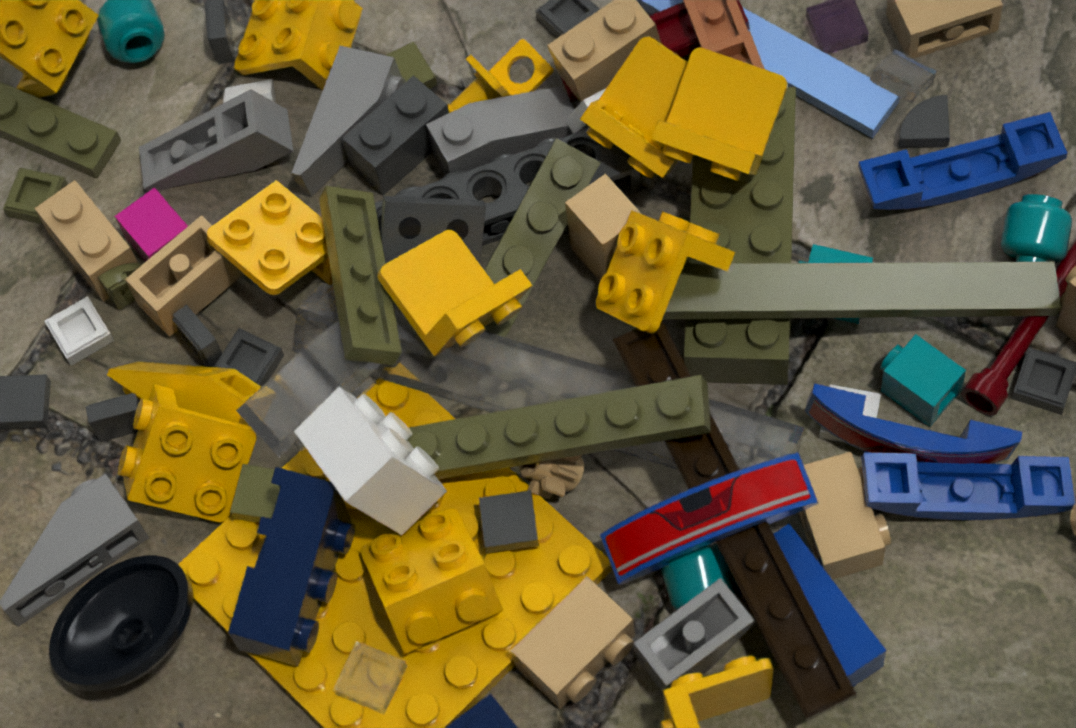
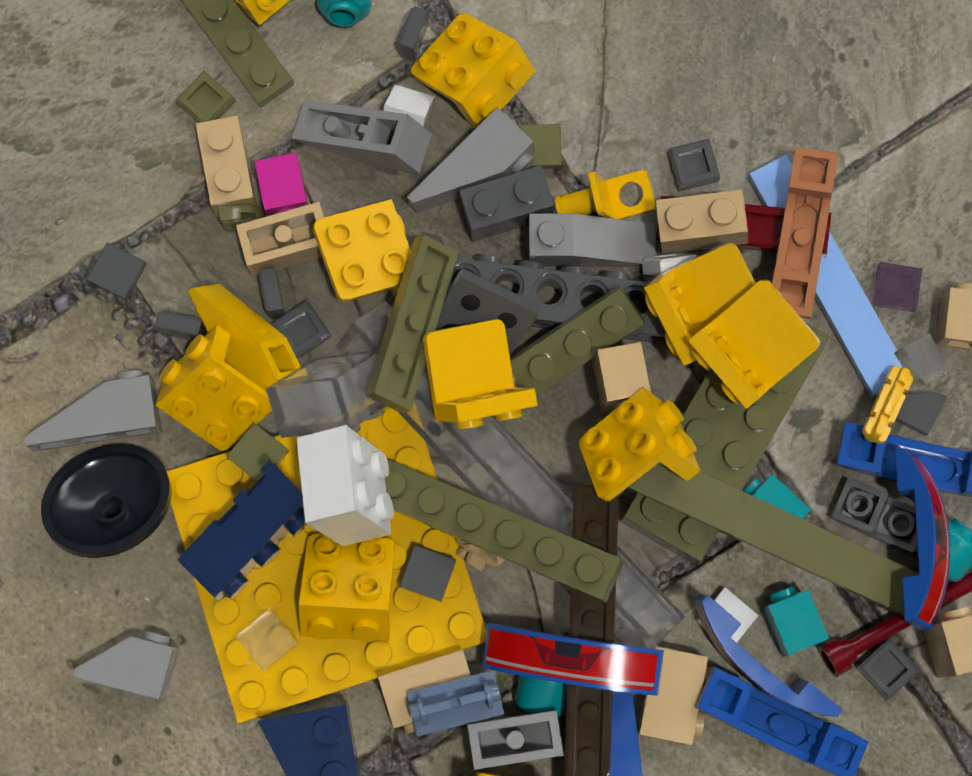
camera: 15 degrees right, 15 degrees up
(79, 330) = (186, 234): white tile -> none
(609, 629) = (455, 703): none -> sand blue hinge
(891, 124) = (887, 405): none -> yellow axle
(956, 238) = (877, 516): none -> flat silver slope
(1034, 260) = (925, 591): none -> blue slope

